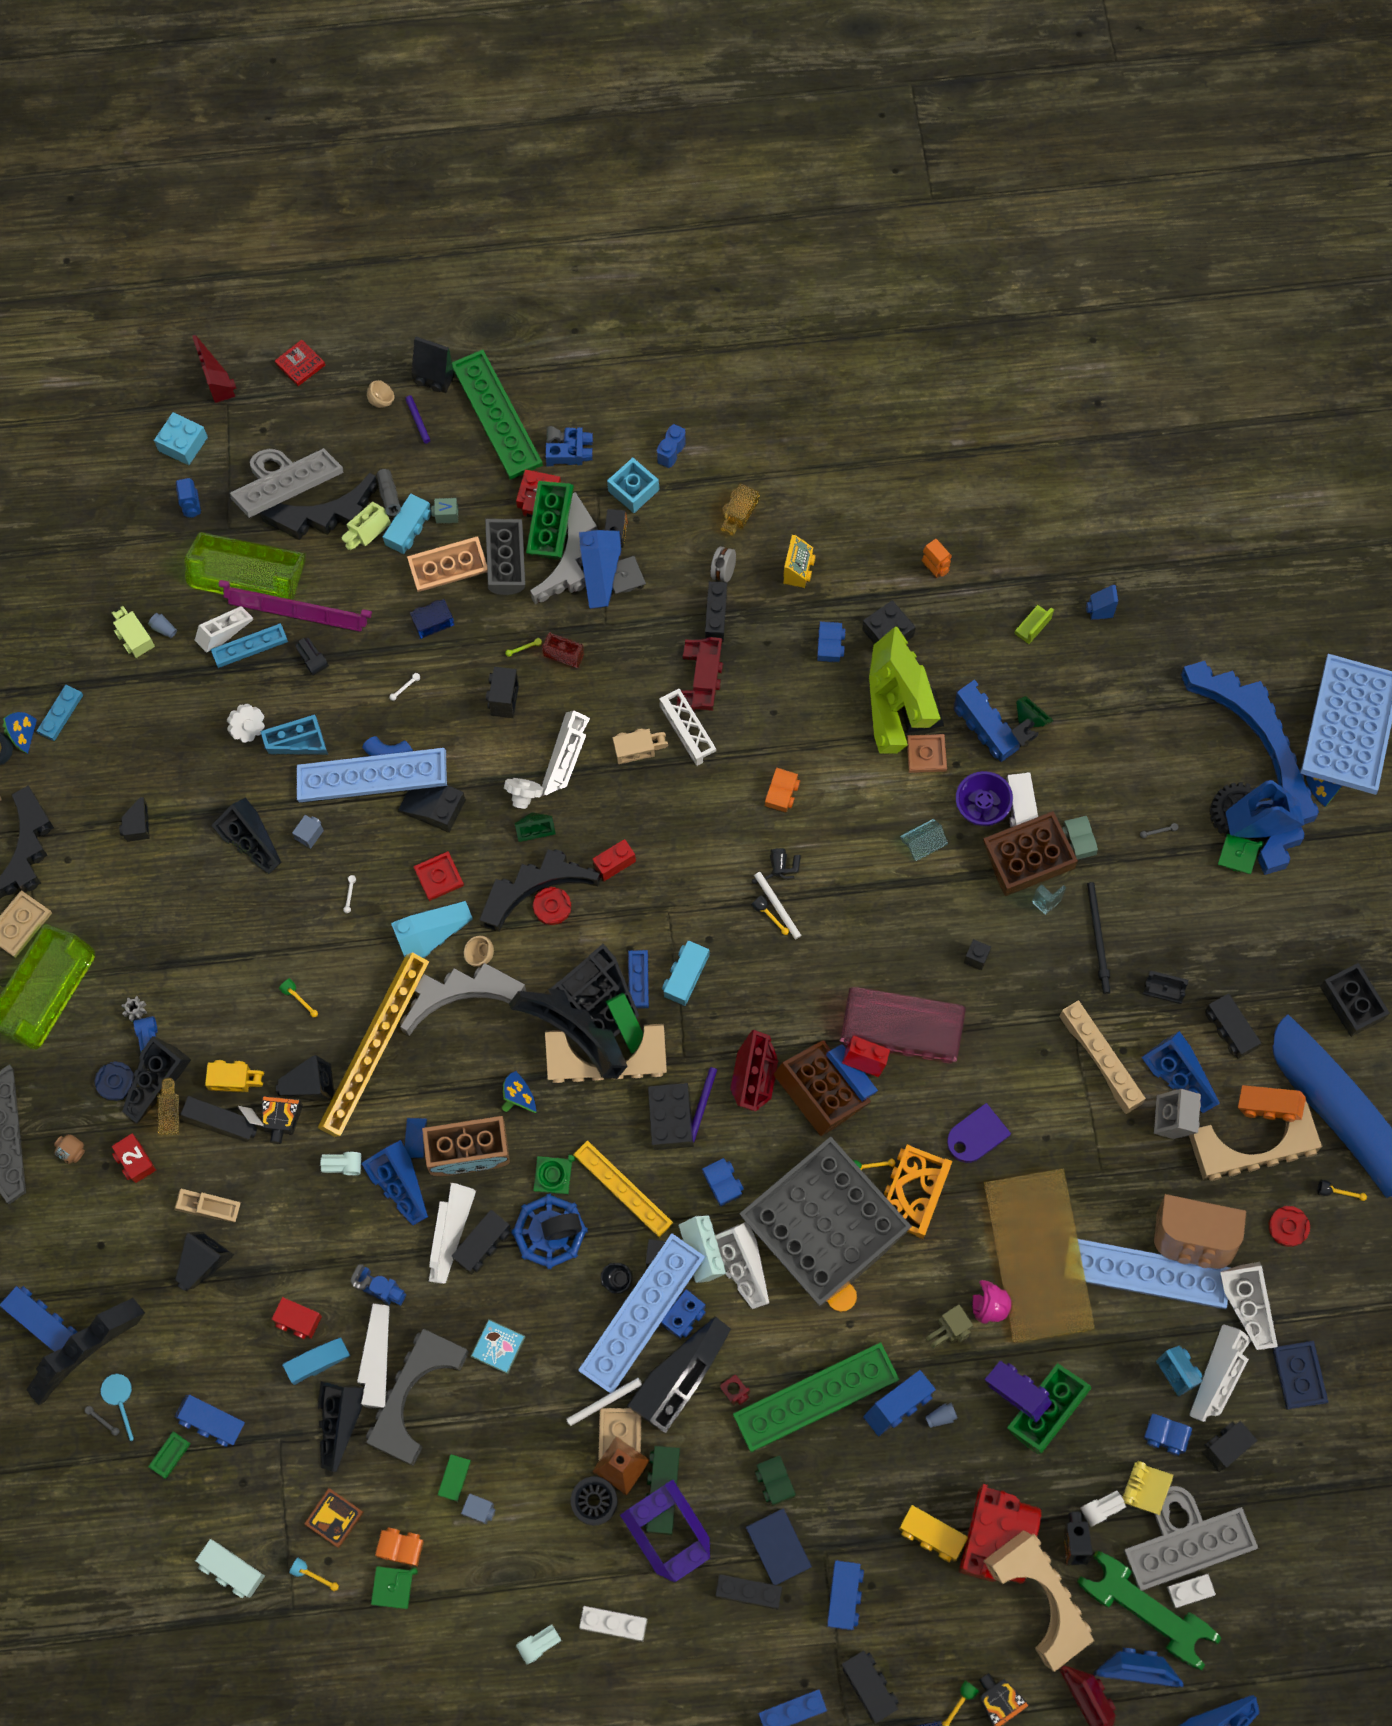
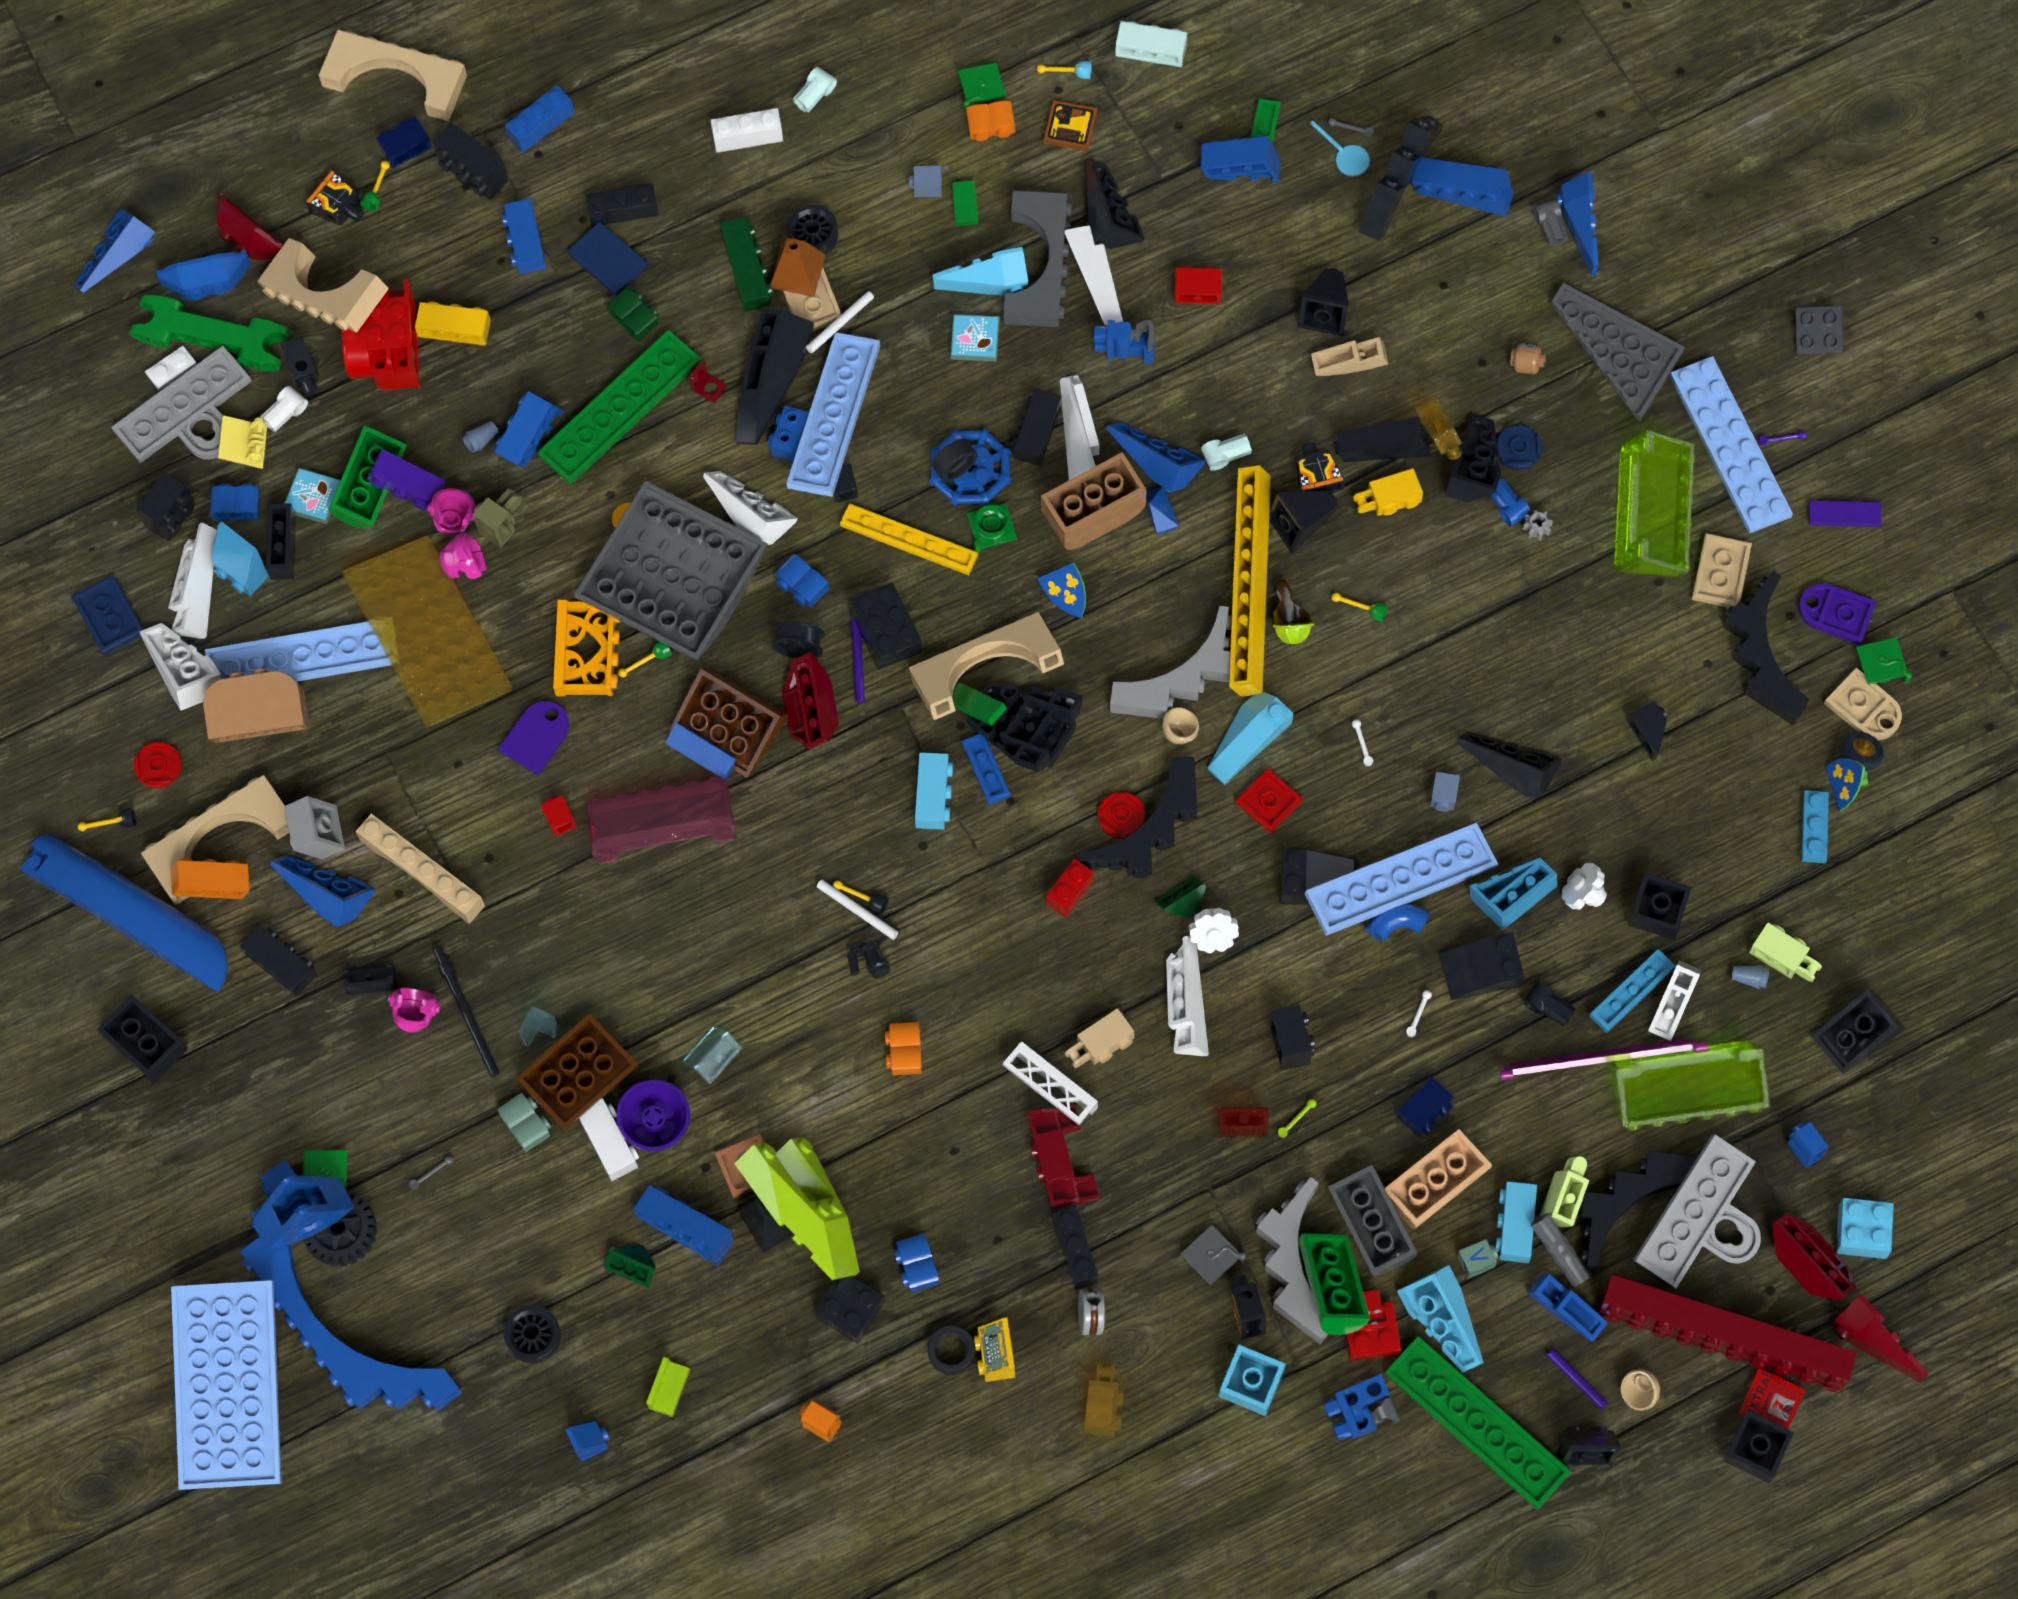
camera: 160 degrees right, 0 degrees up
(110, 562) = (1858, 1031): none -> black slope
(133, 1158) = (1453, 374): red brick -> none
(199, 690) = (1659, 906): none -> black brick
(224, 427) = (1811, 1259): none -> dark red wedge
(250, 1115) = (1347, 457): white sticker -> none
(307, 403) = (1727, 1333): none -> dark red brick
(316, 1360) = (1158, 253): dark azure slope -> none
(323, 334) = (1758, 1446): none -> black brick
(344, 698) = (1483, 967): none -> black slope
(356, 1003) = (1290, 620): none -> dark brown piece
(402, 462) = (1567, 1307): none -> blue slope
(452, 1389) = (994, 276): none -> medium azure wedge
(484, 487) = (1443, 1312): none -> medium azure wedge
(577, 1024) = (997, 661): black arch -> none
(599, 557) = (1247, 1248): blue wedge -> none
(616, 1277) = (876, 443): black hair -> none
(649, 1509) = (741, 244): dark purple wedge -> none
(671, 446) = (1227, 1454): blue brick -> none
(700, 1235) = (797, 506): light aqua brick -> none
(744, 1126) = (797, 639): none -> black wheel
(828, 591) = (937, 1336): none -> black tyre
(866, 1056) = (689, 767): red brick -> none
(977, 954) = (601, 933): black brick -> none
(981, 1061) = (558, 815): none -> red brick
(986, 1348) = (451, 510): none -> dark pink helmet
(1023, 732) = (633, 1220): black hinge -> none
(1099, 1418) = (312, 495): none -> medium azure tile
(1129, 695) = (549, 1347): none -> black wheel
(1138, 948) = (413, 1009): none -> dark pink helmet
(1138, 1378) = (280, 541): none -> black brick

